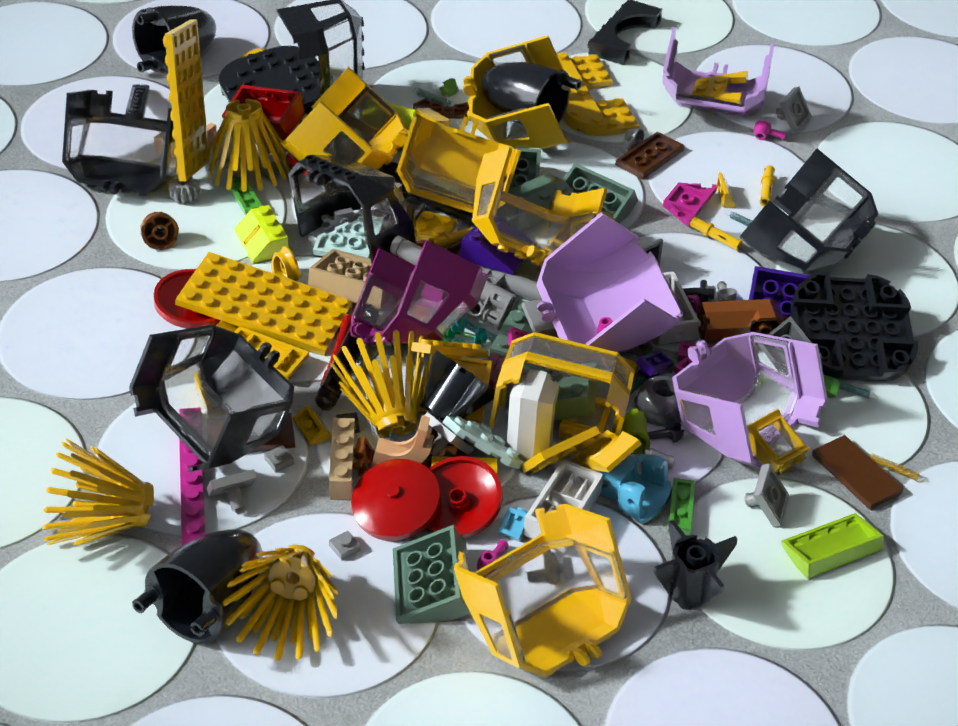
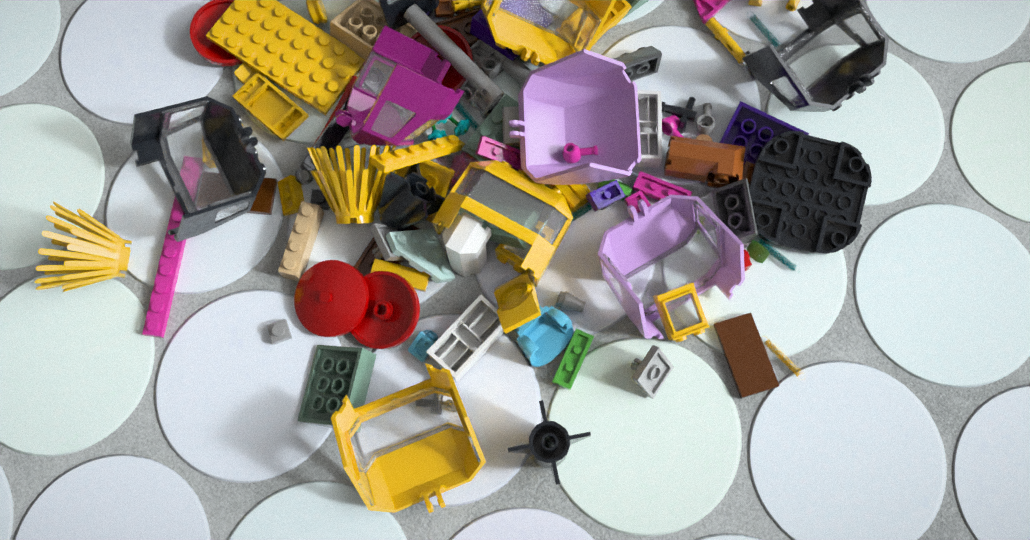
camera: 20 degrees right, 30 degrees up
(193, 584) = (148, 360): black windscreen -> none
(232, 486) = (201, 254): light grey tile -> none
(279, 458) = (253, 226): light grey plate -> none
(290, 580) = (215, 370): yellow plant -> none
(363, 454) = (321, 241): dark orange plate -> none
(413, 449) = (351, 249): light nougat arch -> none
(489, 556) = (395, 381): dark pink bar -> none
(560, 450) = (481, 284): yellow plate -> none
(636, 425) = (561, 267): lime plant -> none
(658, 401) = (590, 224): dark grey piece -> none
(672, 431) = (589, 271): black bar -> none
(833, 545) = (690, 432): lime slope -> none

